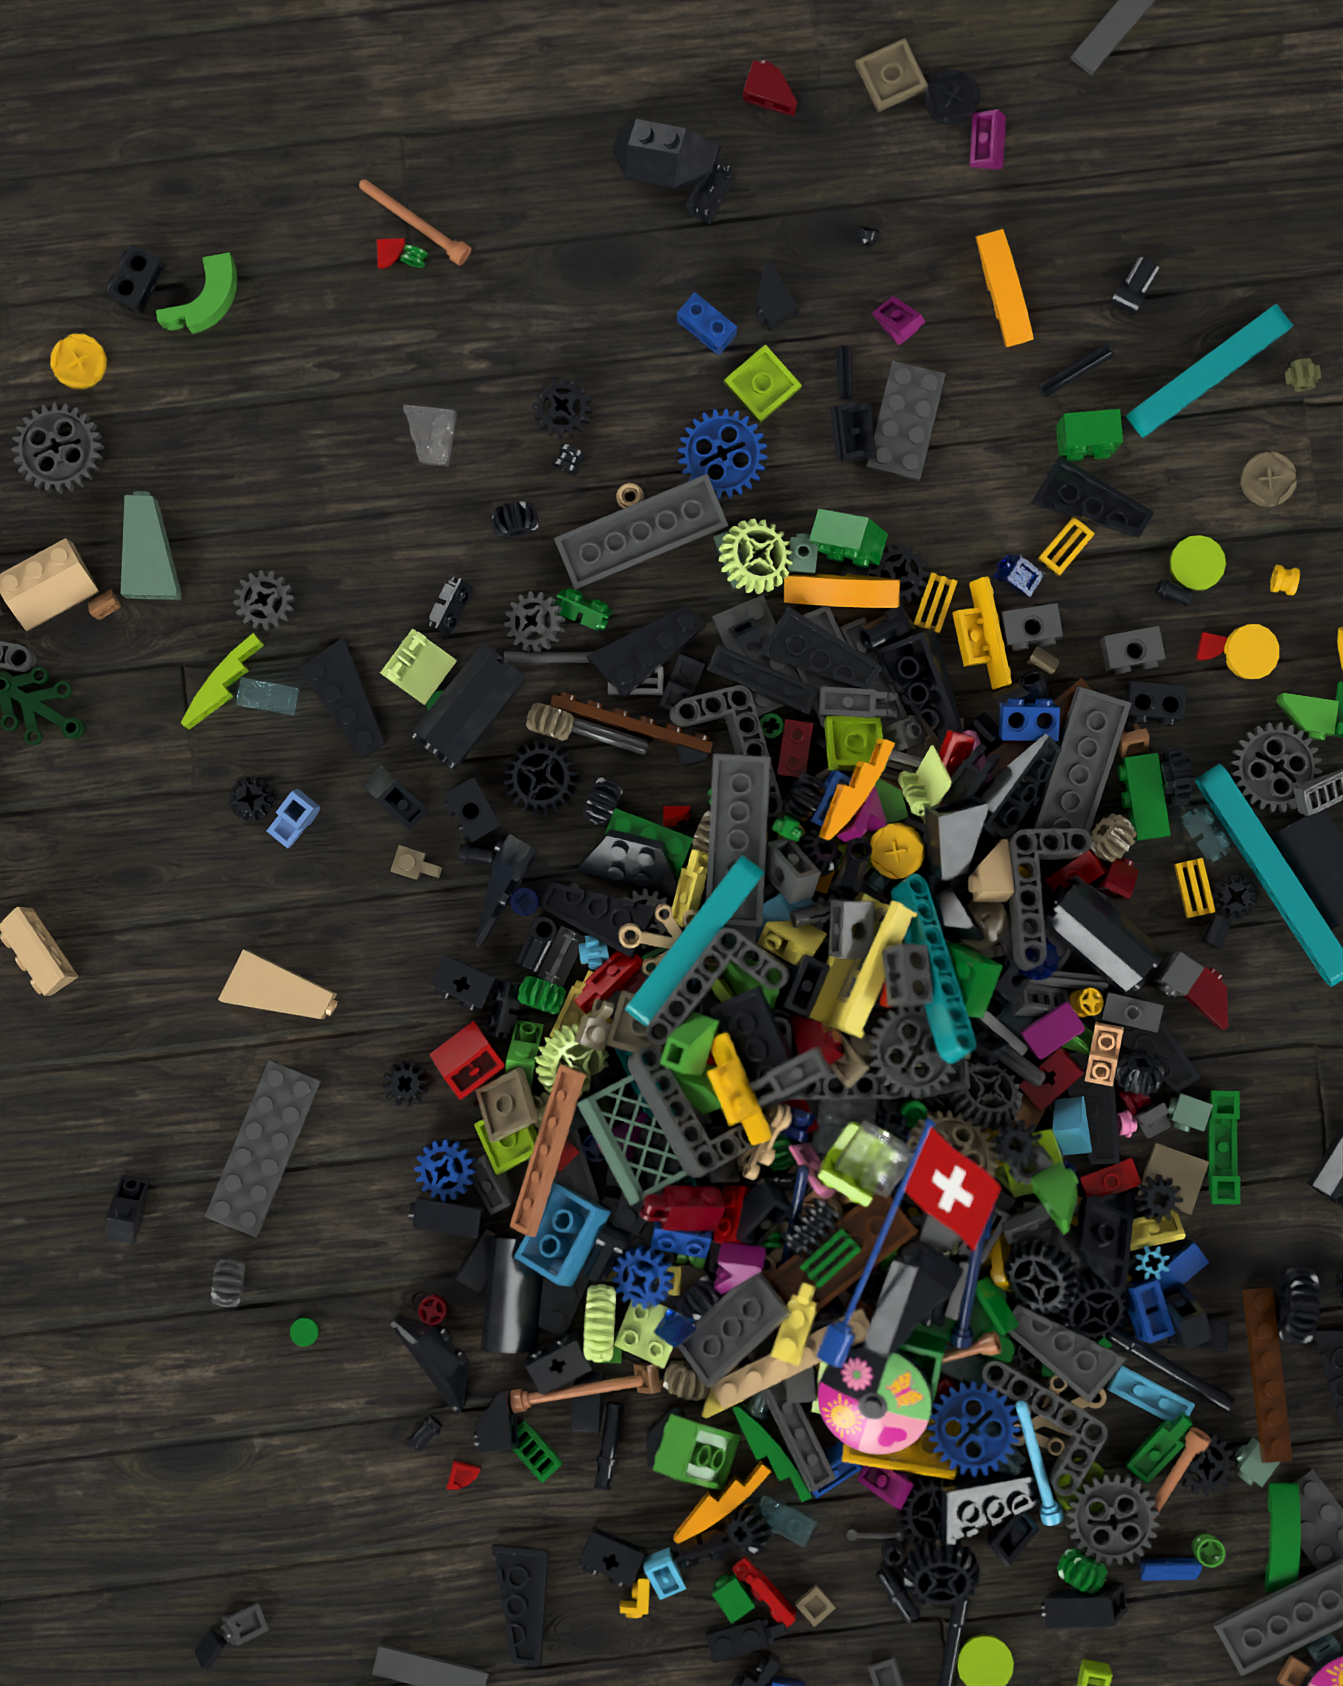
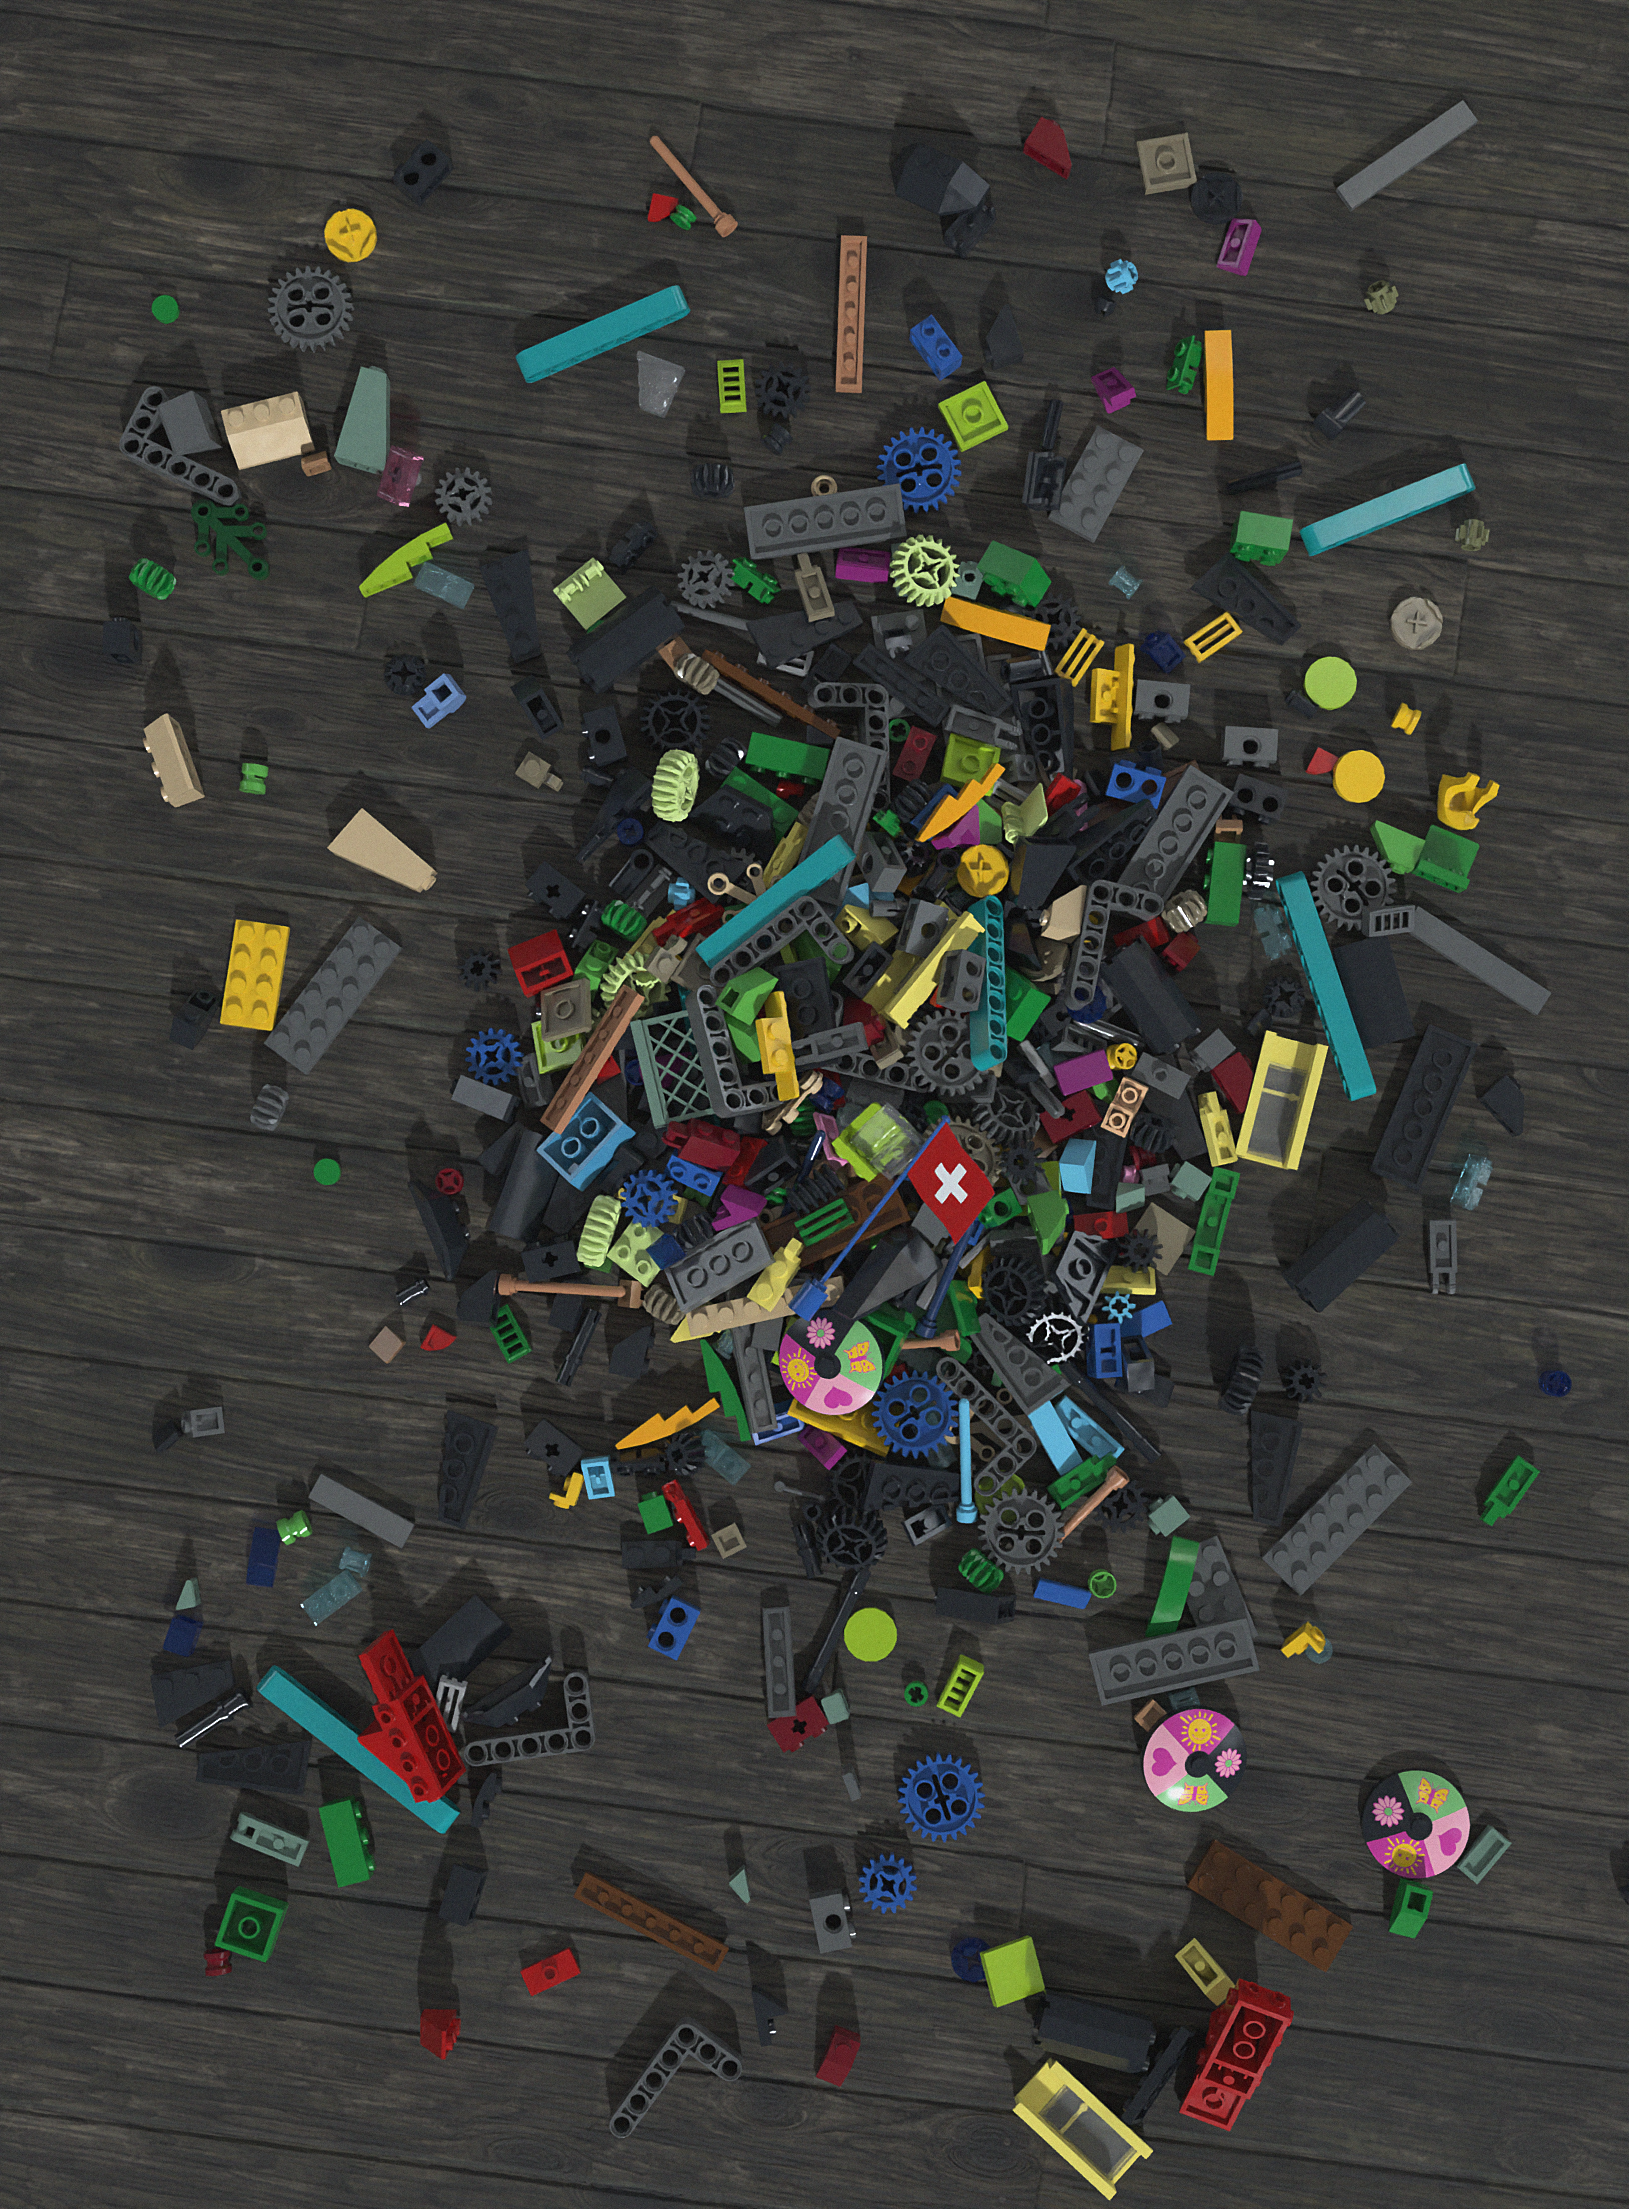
camera: 10 degrees right, 0 degrees up
(124, 946) = (253, 778): none -> bright green wheel
(177, 1148) = (255, 975): none -> yellow plate
(194, 597) = (400, 476): none -> clear pink piece
(211, 303) = (485, 213): bright green arch -> none
(363, 397) = (602, 334): none -> teal beam
(411, 1494) = (387, 1345): none -> medium nougat slope
(514, 436) = (731, 406): none -> lime slope
(521, 704) = (673, 651): none -> medium nougat tile
(558, 843) = (675, 785): none -> yellowish green gear
(611, 311) = (851, 314): none -> nougat plate
(646, 604) = (813, 589): none -> dark tan hinge
(665, 785) = (787, 759): none -> green brick
(690, 564) = (863, 565): none -> magenta slope
(696, 1452) = (657, 1370): bright green slope -> none
(877, 202) = (1121, 276): none -> medium azure gear
(963, 264) = (1186, 353): none -> green hinge
(963, 514) = (1125, 582): none -> clear light blue bush
(1013, 1191) = (1007, 1206): none -> green brick
(1122, 1415) = (1054, 1438): none -> medium azure tile
(1132, 1144) = (1129, 1197): none -> sand green slope
(1146, 155) = (1381, 297): none -> olive gear
(1203, 1052) = (1216, 1130): none -> light yellow hinge
(1204, 884) = (1238, 979): yellow tile -> none
(1262, 1006) = (1280, 1101): none -> piece
(1267, 1375) = (1197, 1437): reddish brown plate -> none

